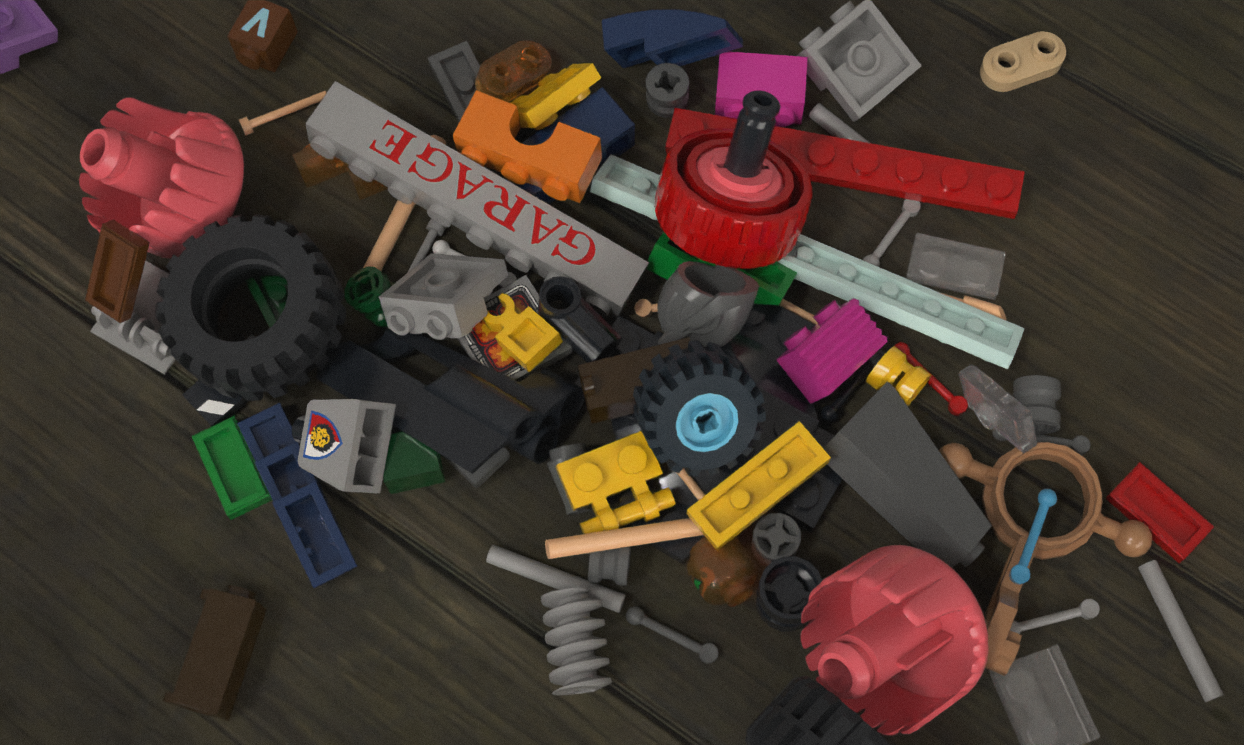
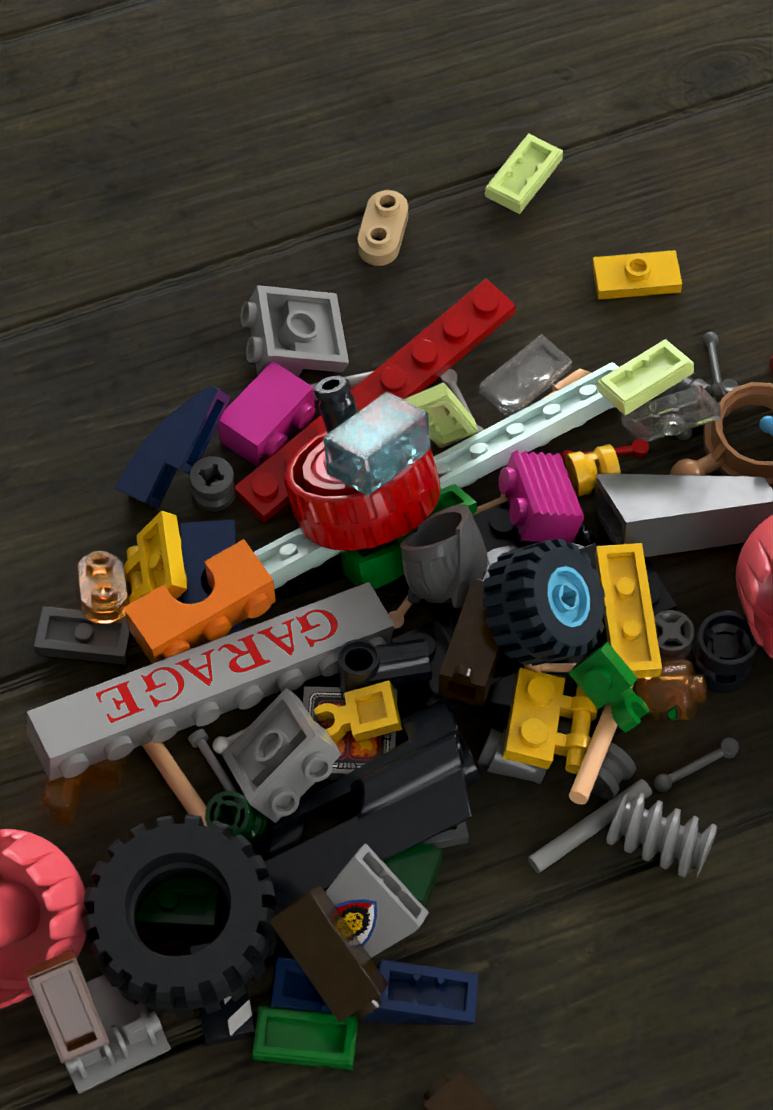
camera: 60 degrees left, 10 degrees down
(278, 436) = (330, 955): none -> dark brown brick
(674, 510) = (608, 680): none -> green plate
(743, 175) = (377, 443): none -> clear light blue brick
(849, 219) = (447, 416): none -> yellowish green plate
(1016, 362) = (645, 377): none -> yellowish green plate
(1063, 435) = (710, 341): none -> dark grey hinge
(1139, 296) = (636, 275): none -> yellow plate
(1170, 137) = (523, 173): none -> yellowish green plate

